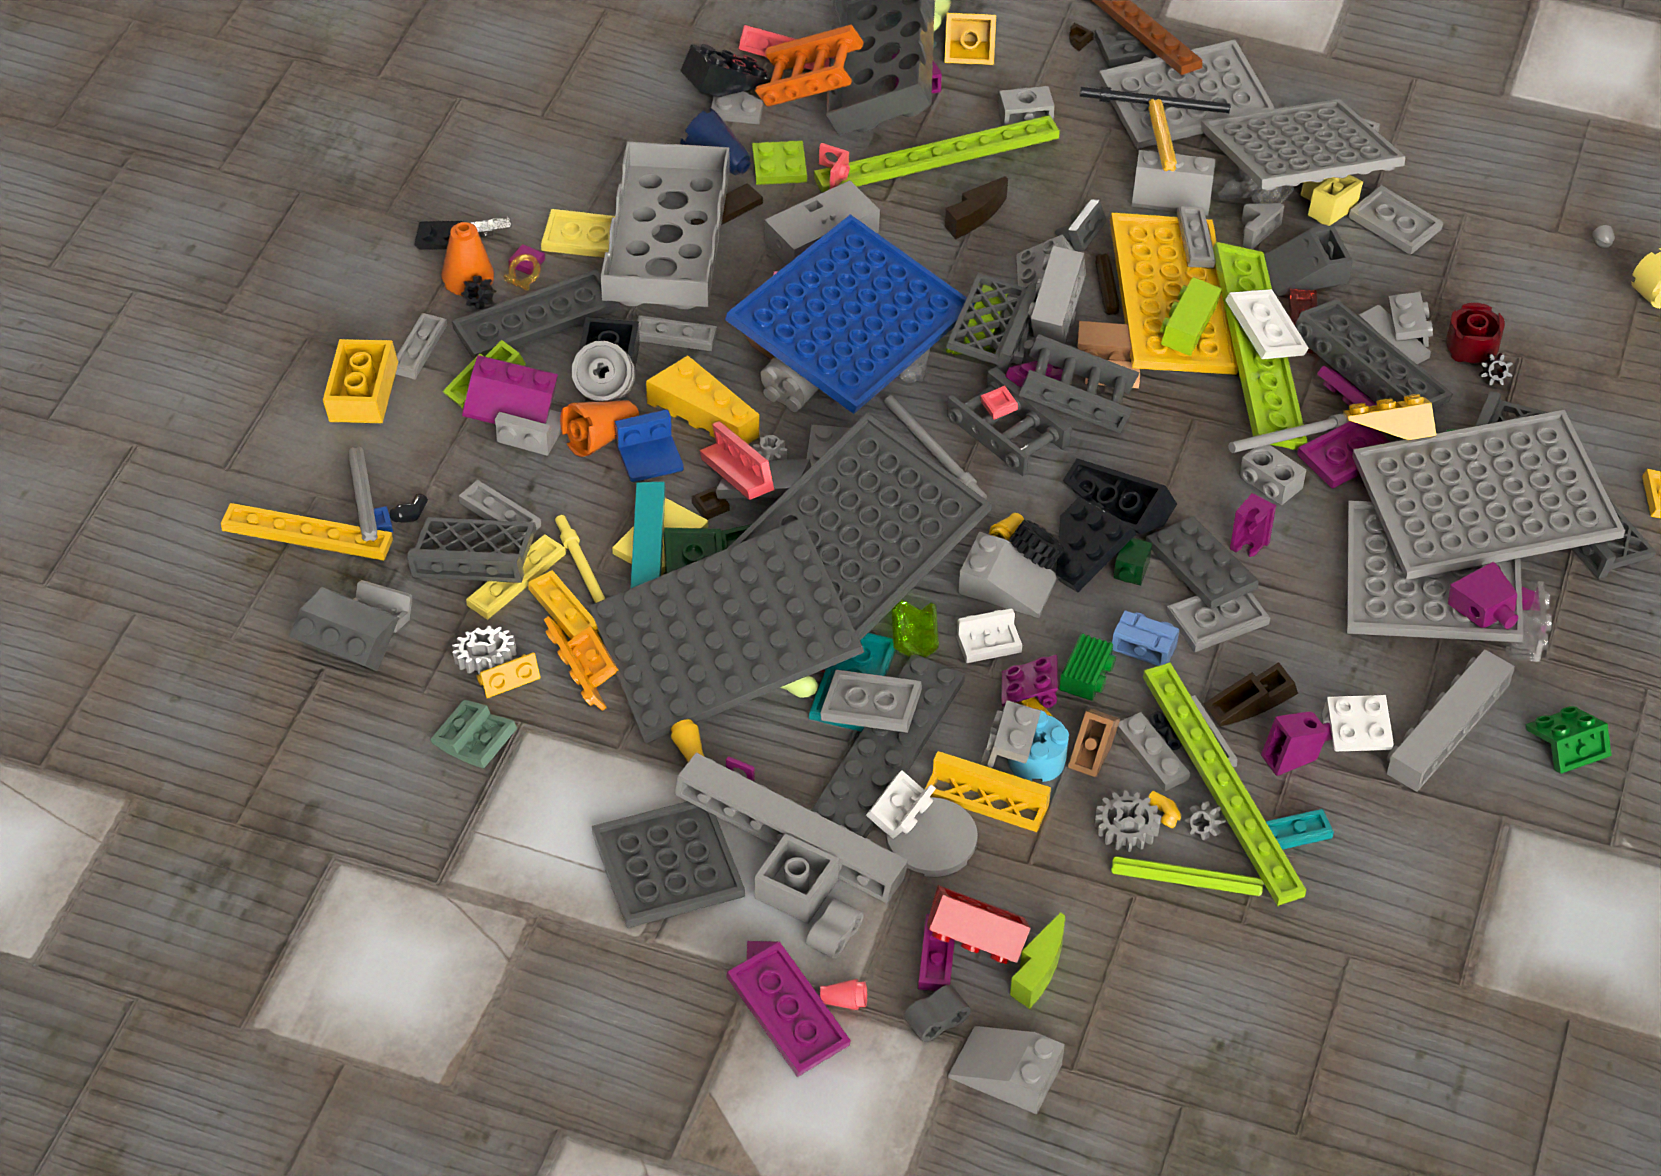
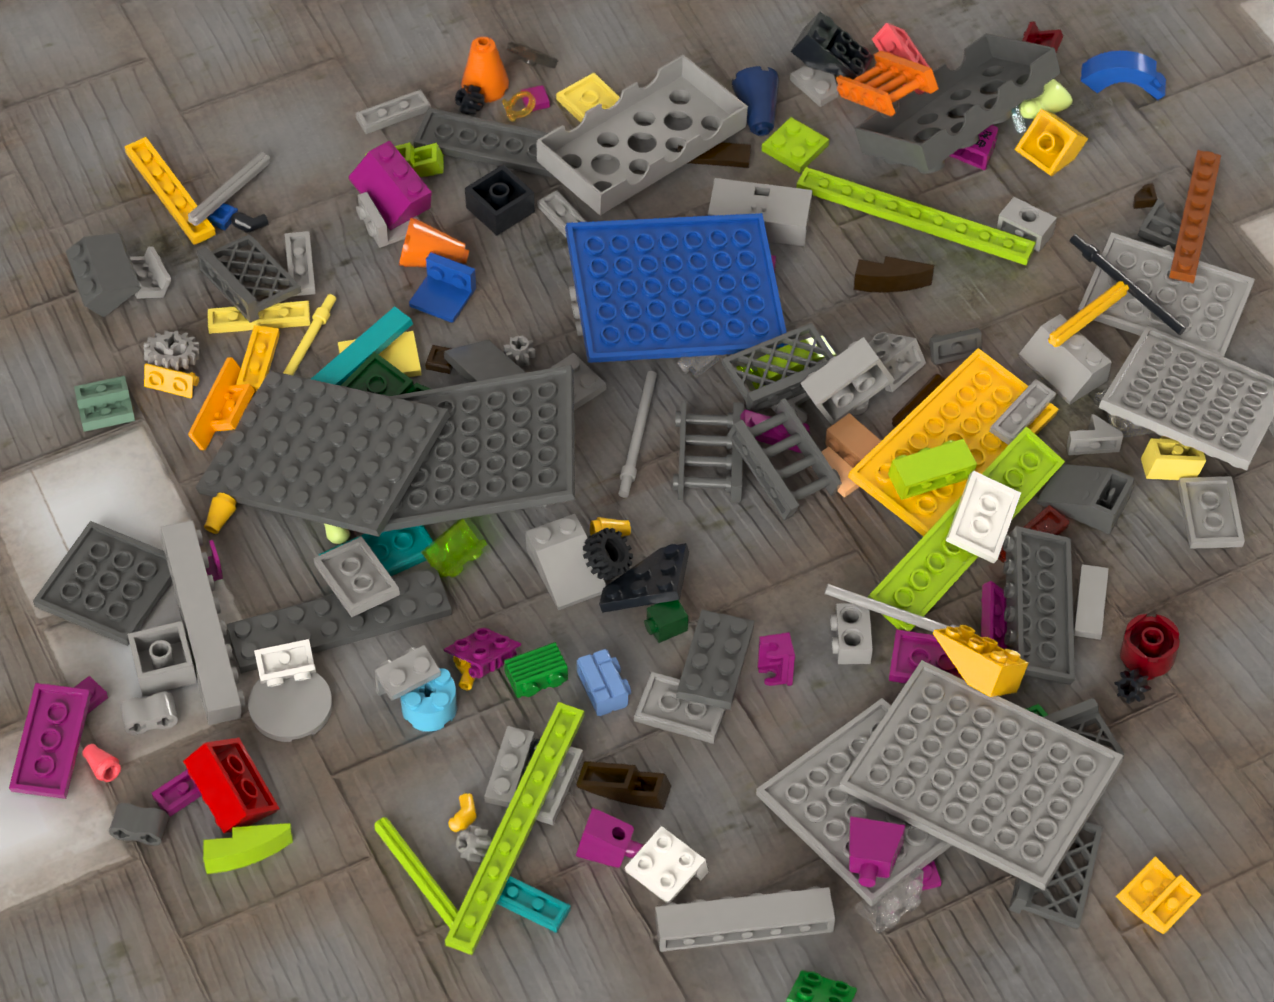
camera: 45 degrees right, 5 degrees up
(360, 381) = (316, 109): yellow brick -> none
(433, 234) = (495, 34): black plate -> none
(587, 370) = (463, 211): light grey wheel -> none
(701, 399) = (517, 275): yellow wedge -> none
(738, 463) = (476, 343): coral fence -> none
(840, 169) = (818, 176): coral bracket -> none
(988, 635) = (498, 594): white bracket -> none
(990, 786) = (369, 697): yellow fence -> none
(999, 402) = (713, 431): coral tile -> none
(1009, 1065) = (138, 900): light grey slope -> none
(1093, 742) = (474, 725): medium nougat slope -> none
(1125, 496) = (715, 570): black wedge -> none
(1127, 821) = (424, 800): light grey gear -> none
(1410, 317) = (1116, 596): light grey bracket -> none

